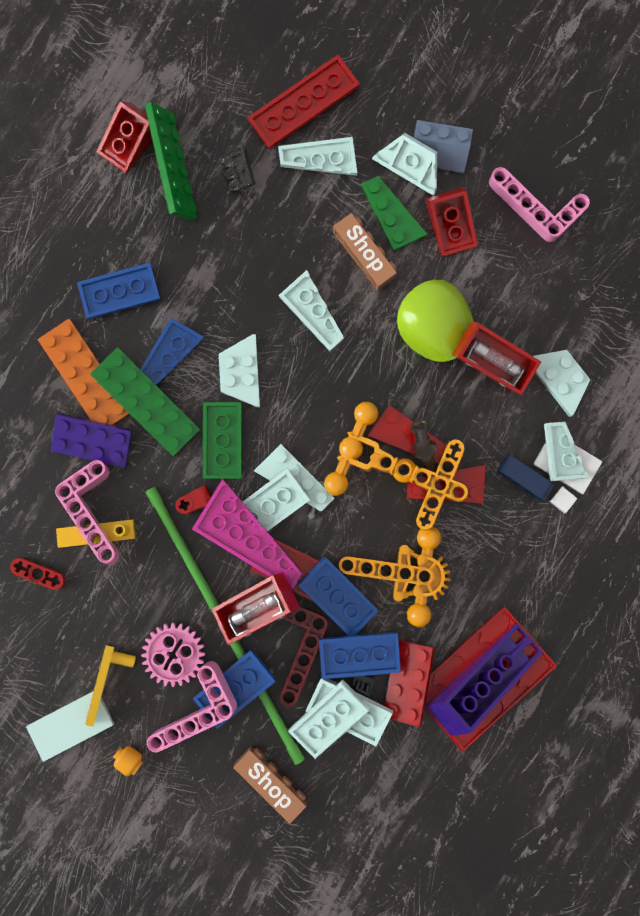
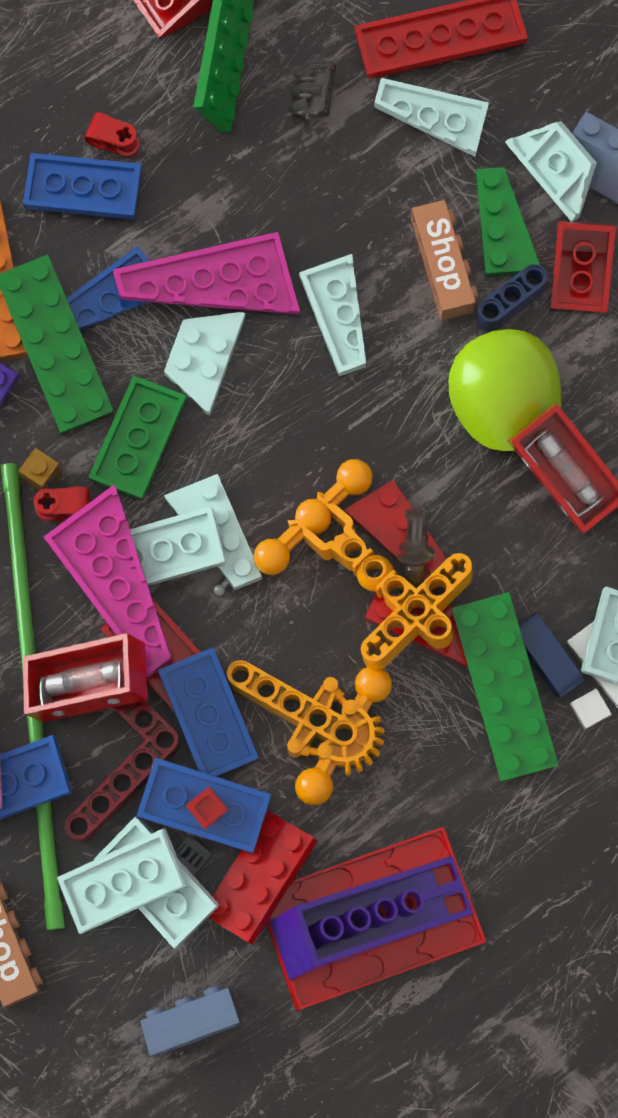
camera: 25 degrees right, 10 degrees down
(120, 250) = (108, 134): none -> red piece
(171, 486) = (40, 471): none -> pearl gold brick
(234, 315) = (229, 276): none -> dark pink wing
(363, 658) = (207, 808): none -> red tile
(404, 787) = (189, 1021): none -> sand blue slope
(420, 252) = (516, 286): none -> dark blue beam
(509, 508) = (505, 686): none -> green plate

